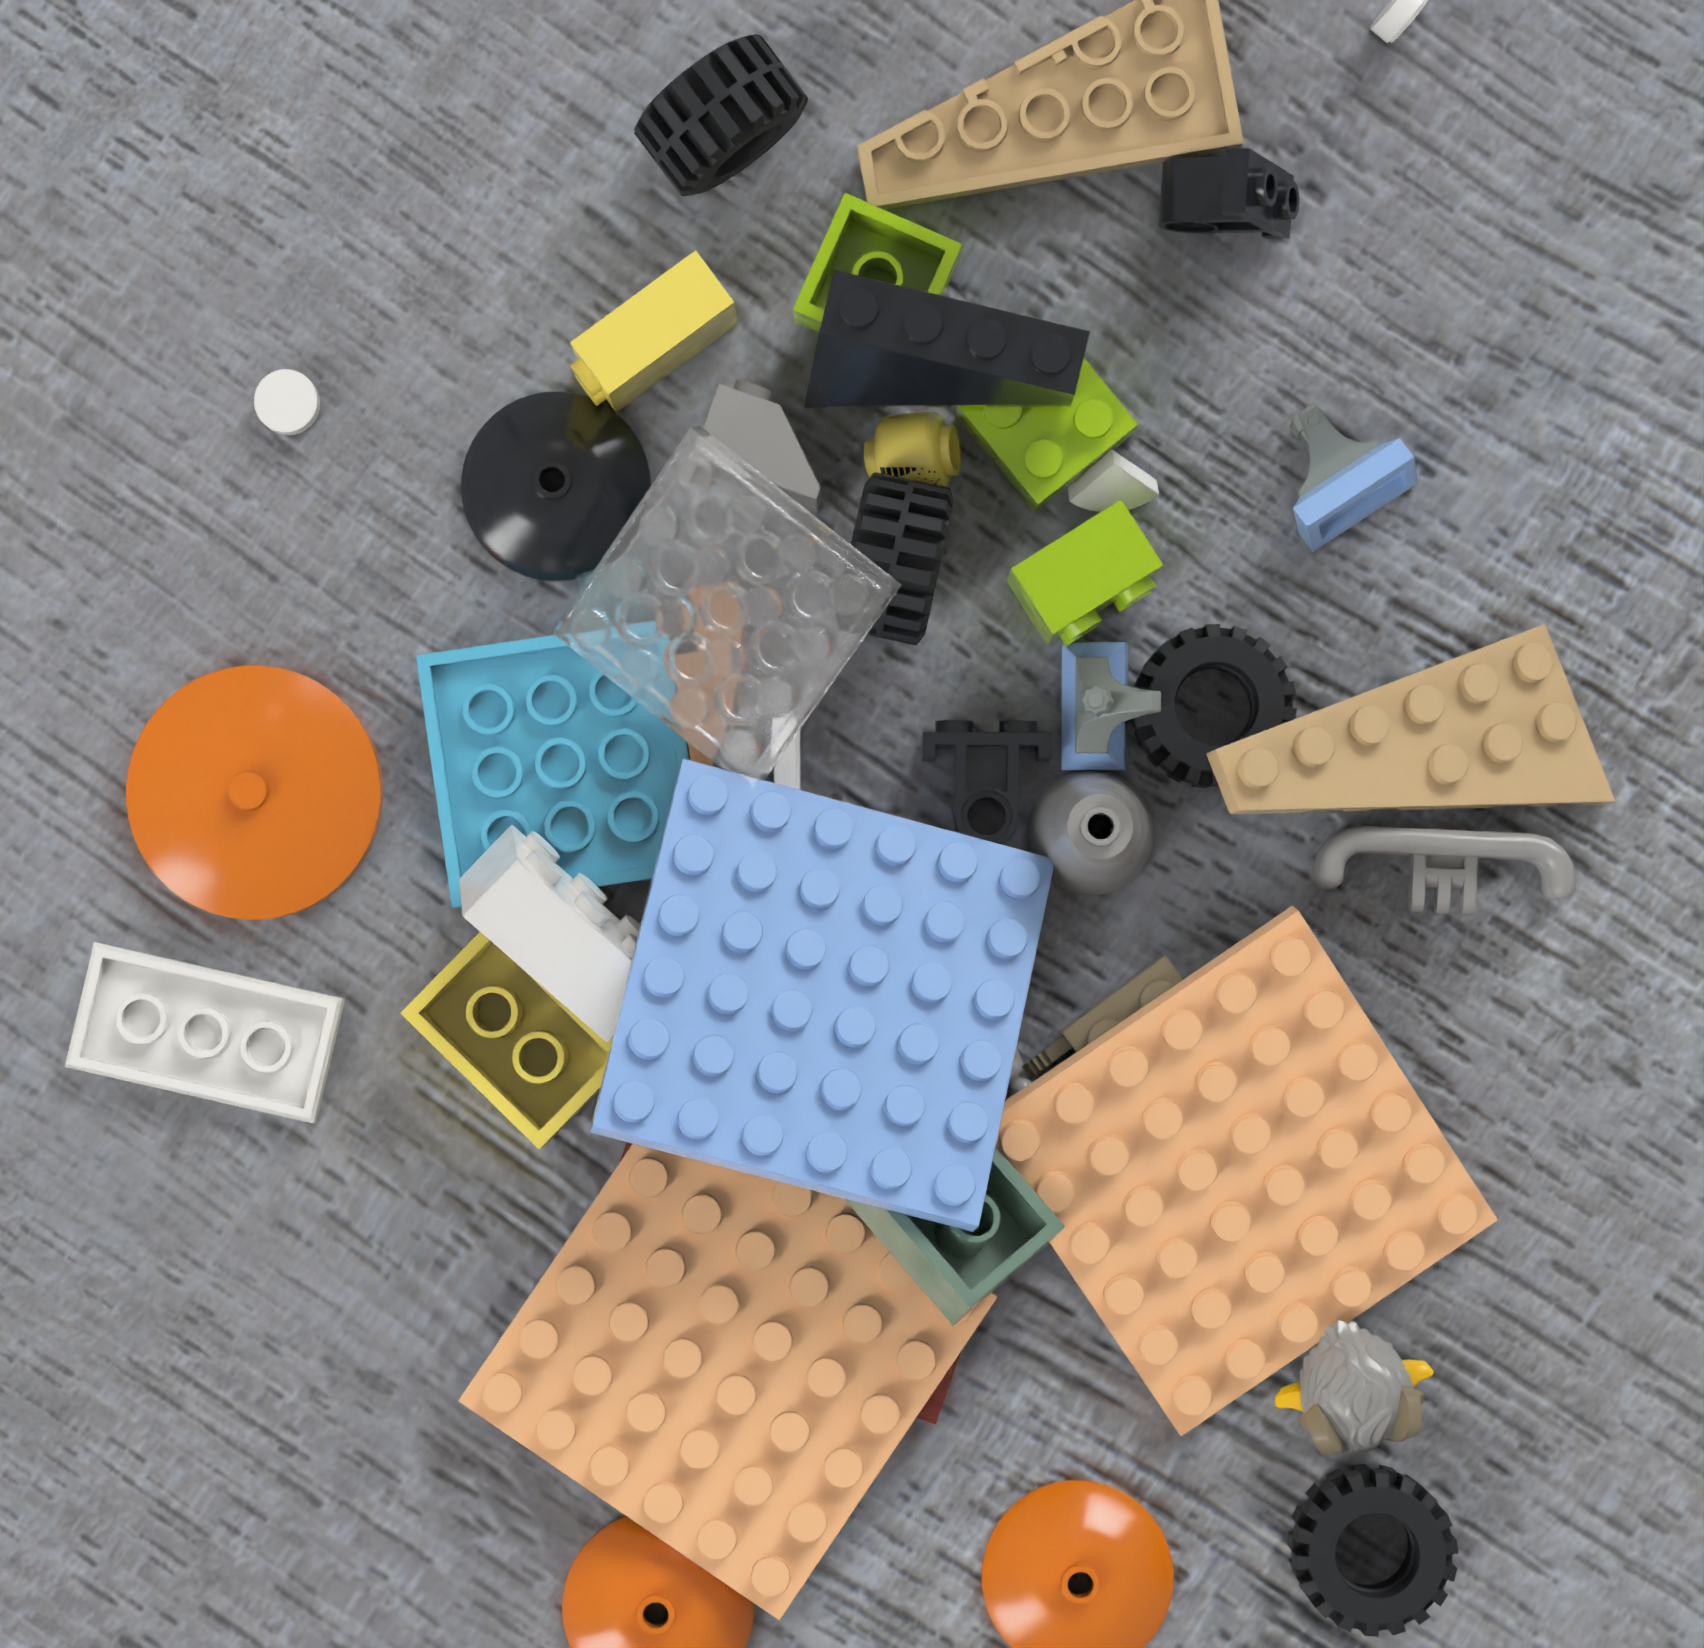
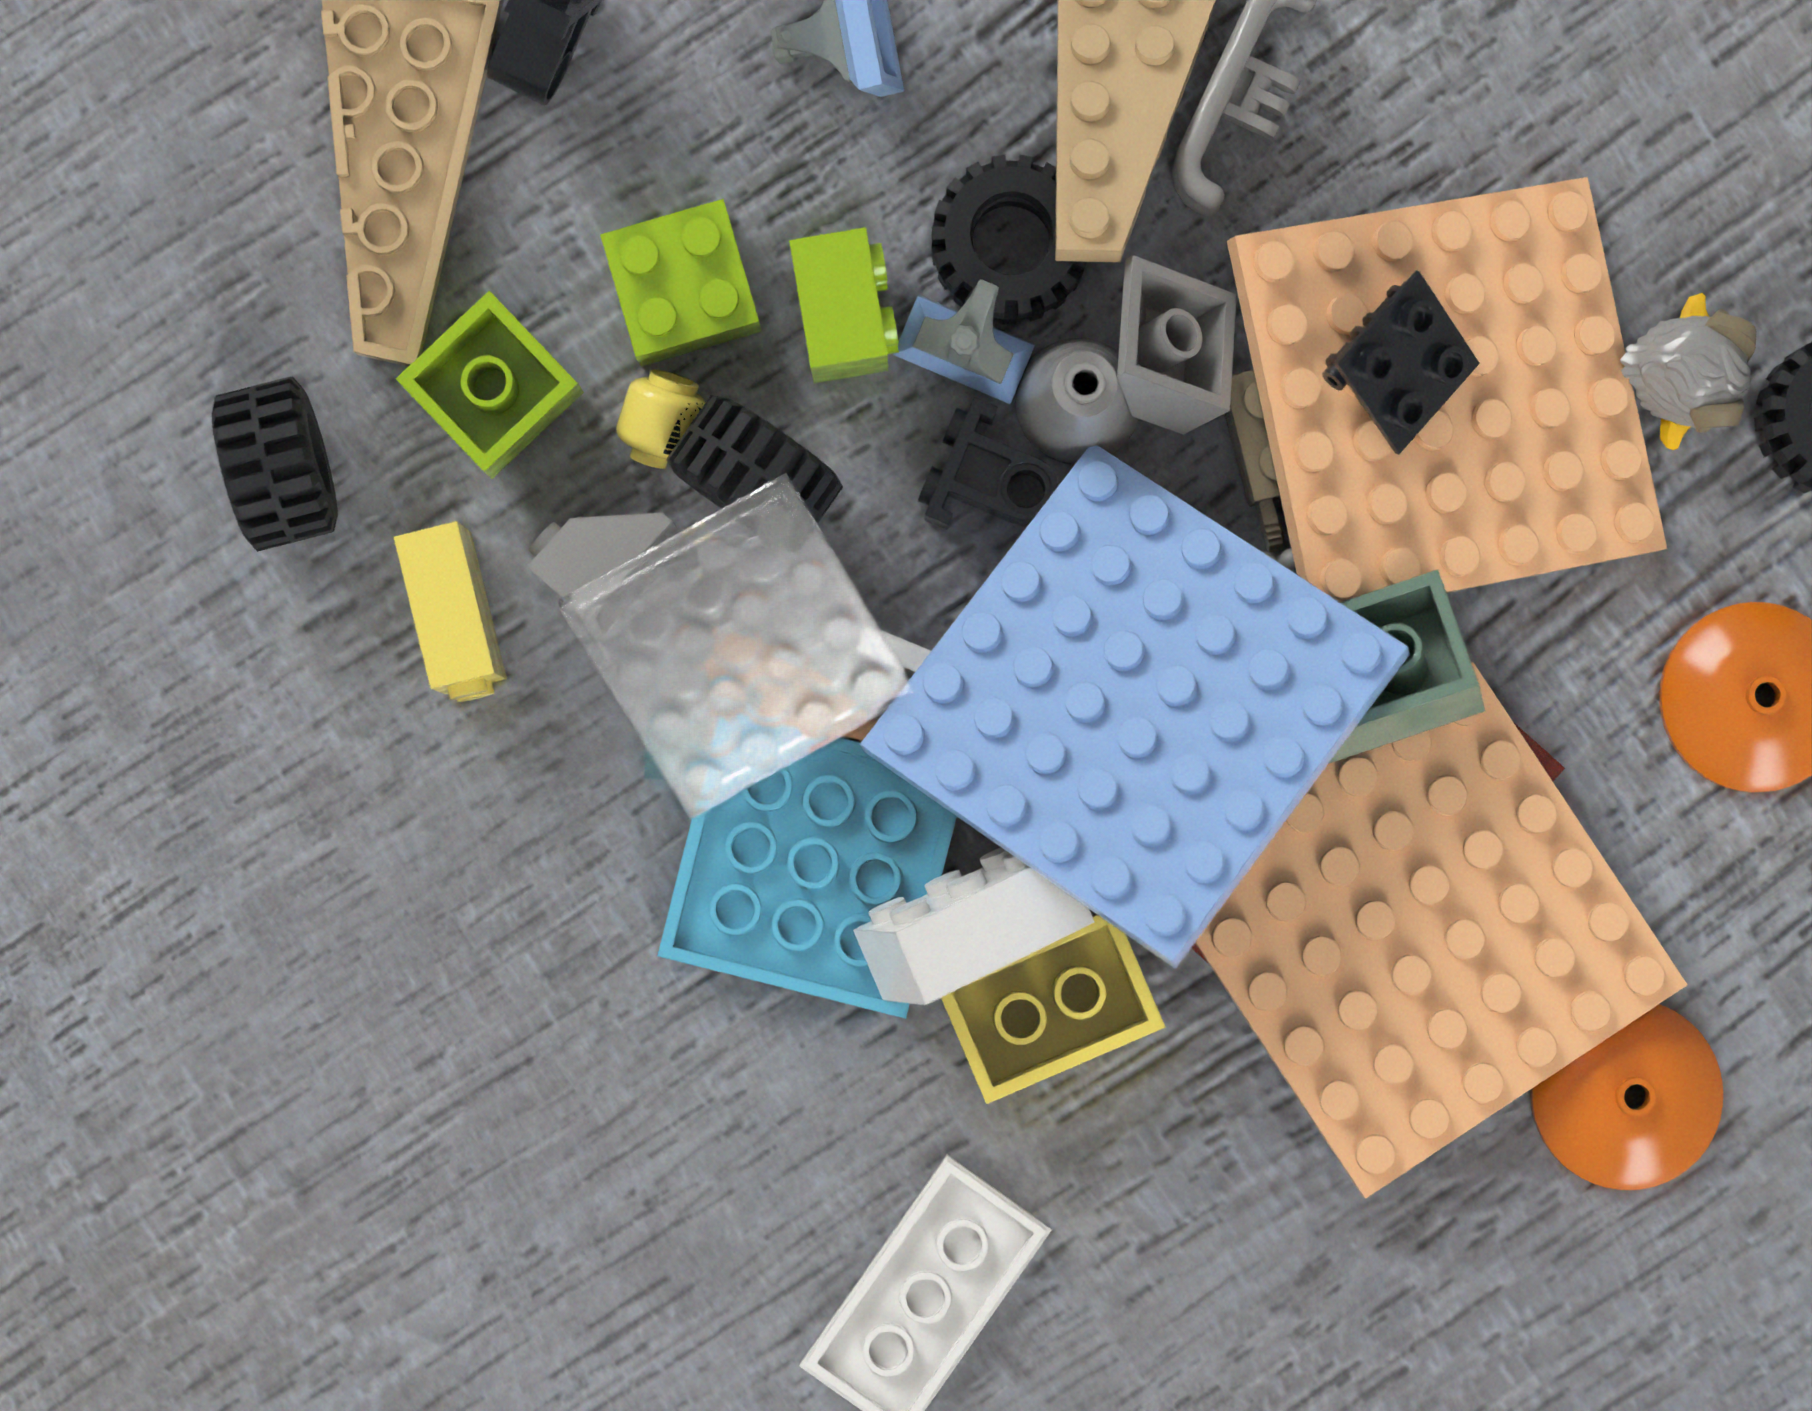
camera: 70 degrees left, 0 degrees up
(254, 792) = (721, 1159): orange dish -> none
(287, 402) = (369, 980): white tile -> none
(563, 530) = (597, 773): black dish -> none
(932, 350) = (573, 364): black wedge -> none
(1110, 481) = (766, 248): white tile -> none
(1174, 897) = (1175, 346): none -> light grey slope
(1246, 1115) = (1403, 361): none -> black hinge

